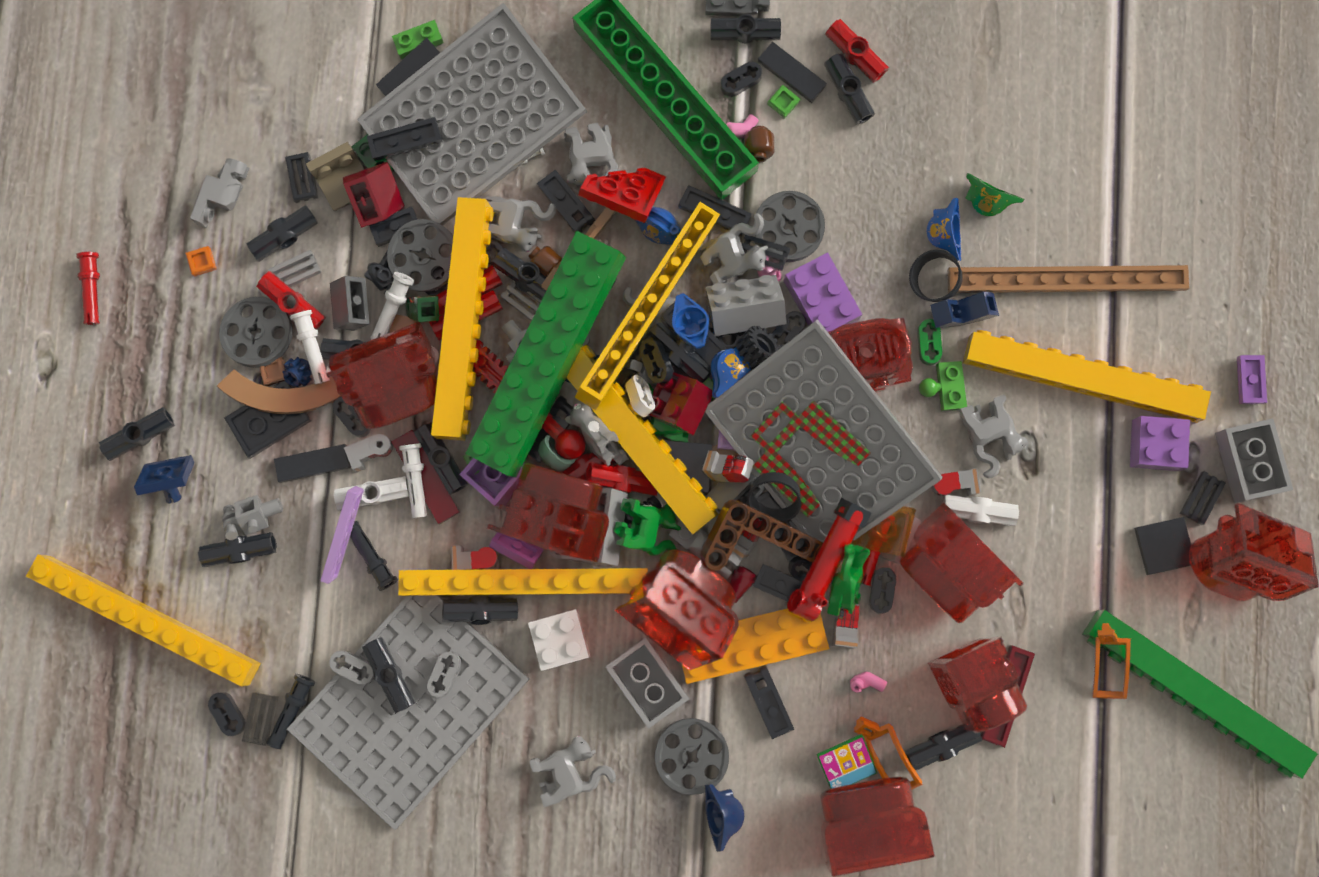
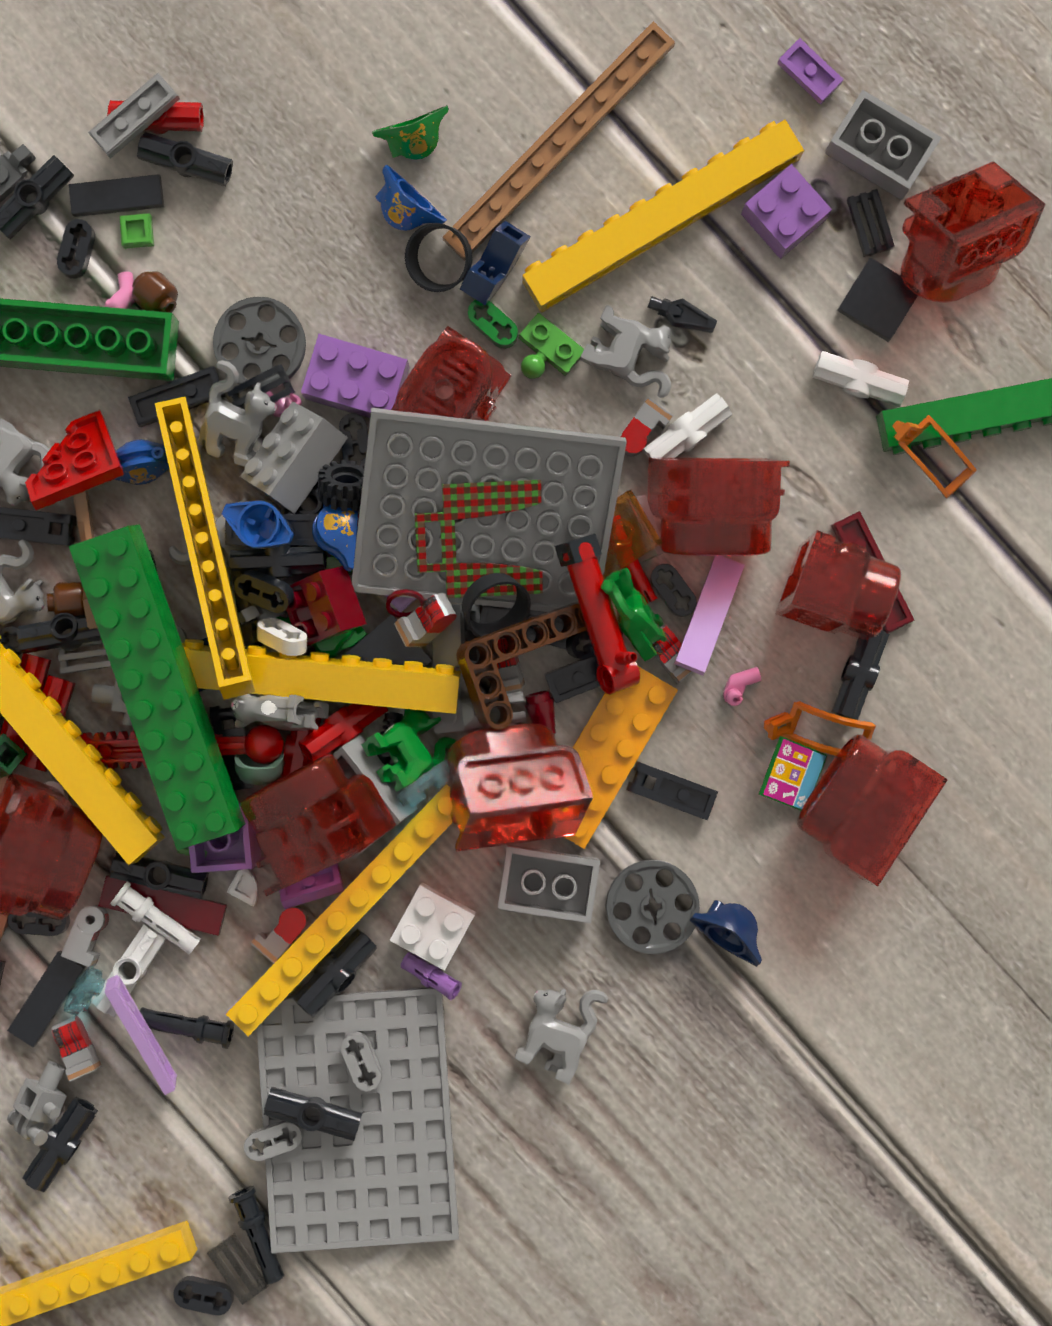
camera: 50 degrees left, 5 degrees up
(299, 506) = (75, 1048): none -> leg
(334, 479) = (86, 987): none -> clear light blue plate
(479, 512) = (245, 887): none -> white tile
(530, 666) = (431, 975): none -> medium lavender pin
(626, 555) = (435, 777): none -> clear light blue plate
(729, 437) = (405, 592): none -> dark red piece
(845, 38) = (134, 115): none -> light grey tile
(889, 624) = (709, 614): none -> lavender tile
(1042, 443) = (683, 314): none -> black piece
(1110, 579) = (860, 378): none -> white piece

